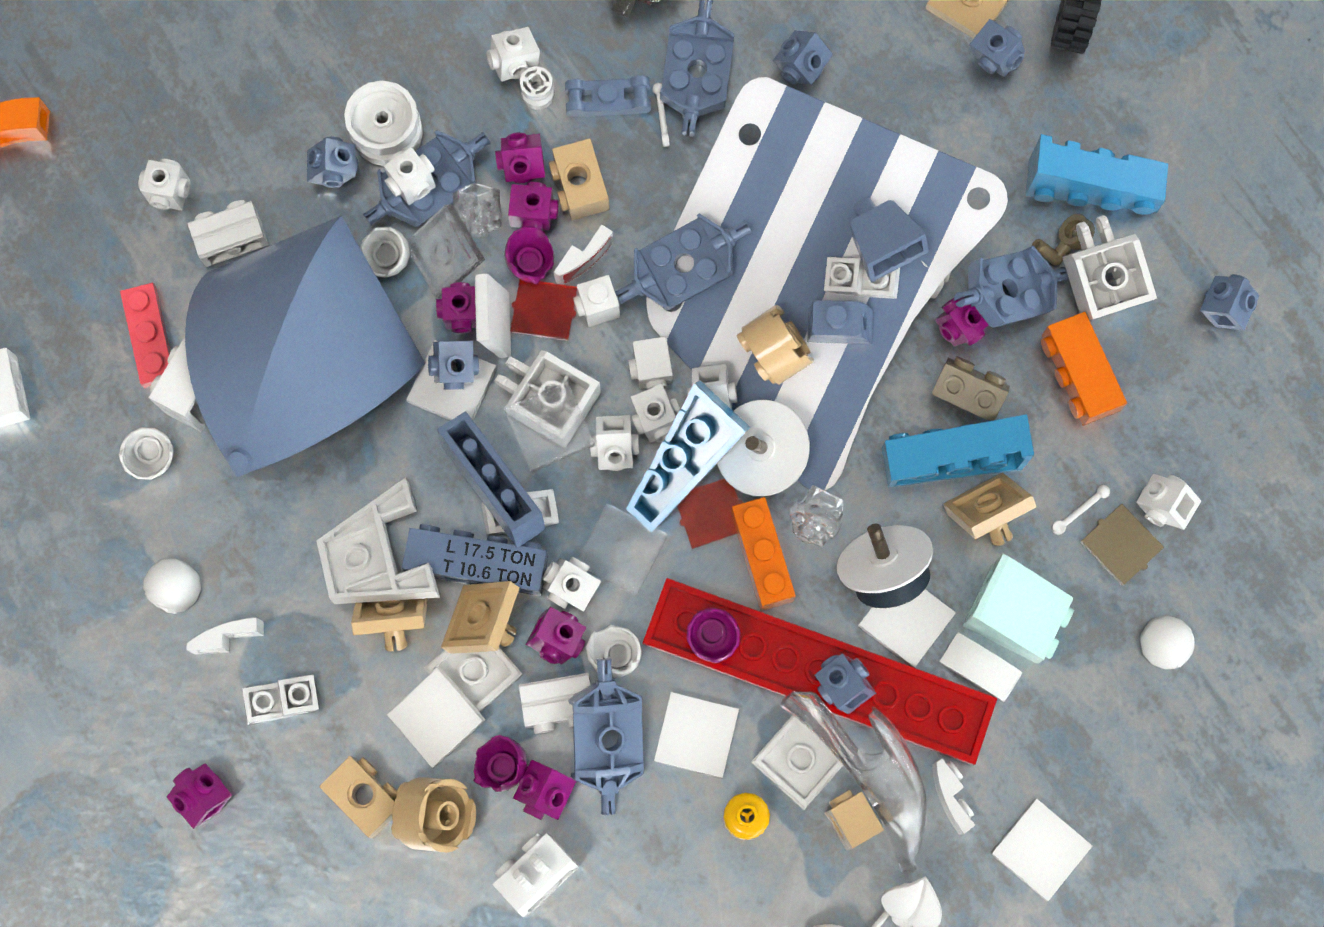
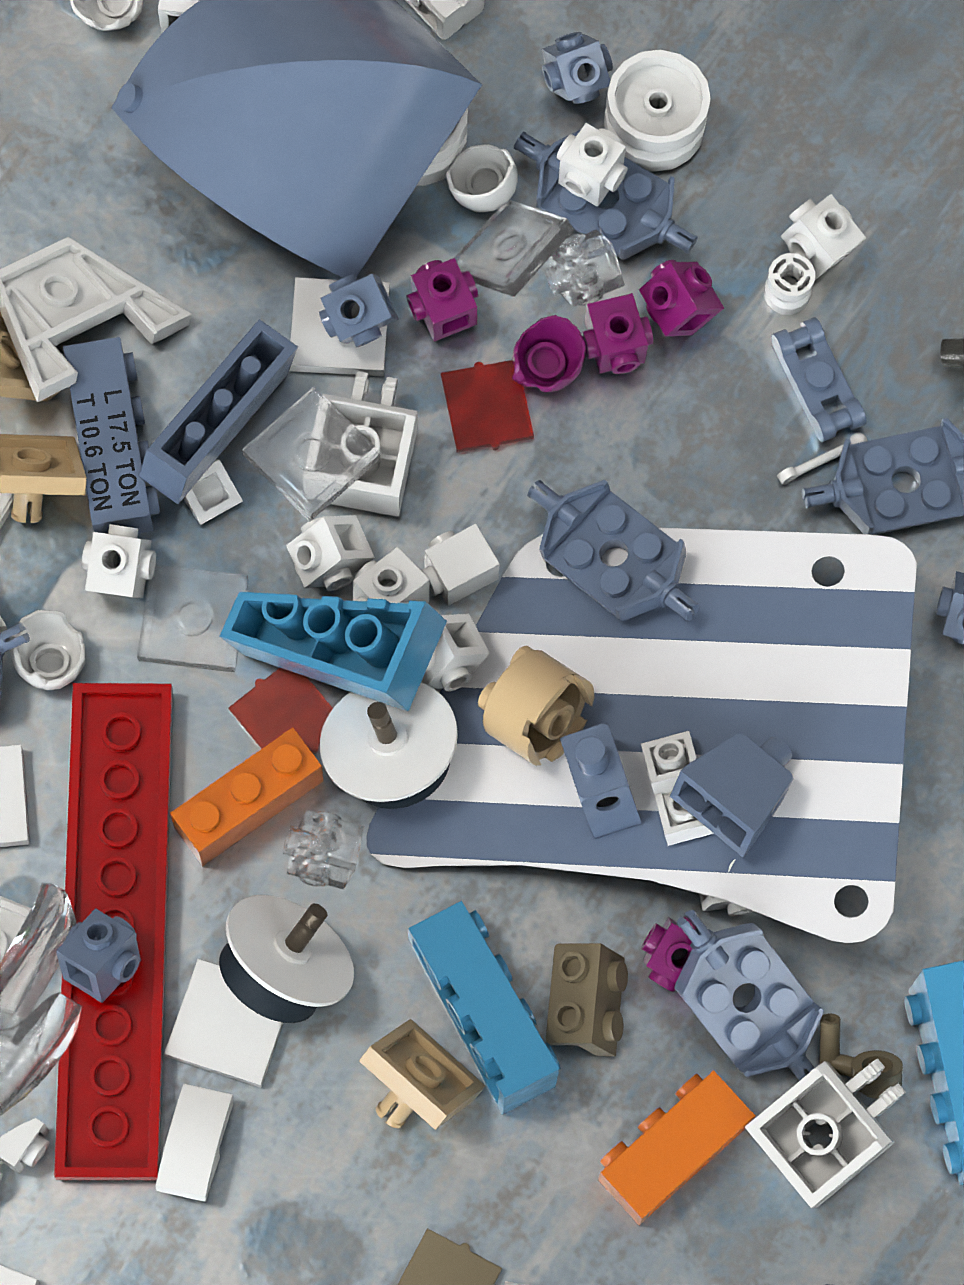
camera: 65 degrees right, 5 degrees down
(492, 315) = (442, 336): white tile -> none
(557, 636) = (55, 558): magenta brick -> none
(573, 161) = (670, 406): tan brick -> none
(578, 262) = (560, 418): white slope -> none
(597, 301) = (517, 462): white brick -> none
(713, 634) = (108, 763): magenta hair -> none
(1019, 610) = (288, 1164): light aqua slope -> none
(1059, 527) = (437, 1192): white hinge -> none

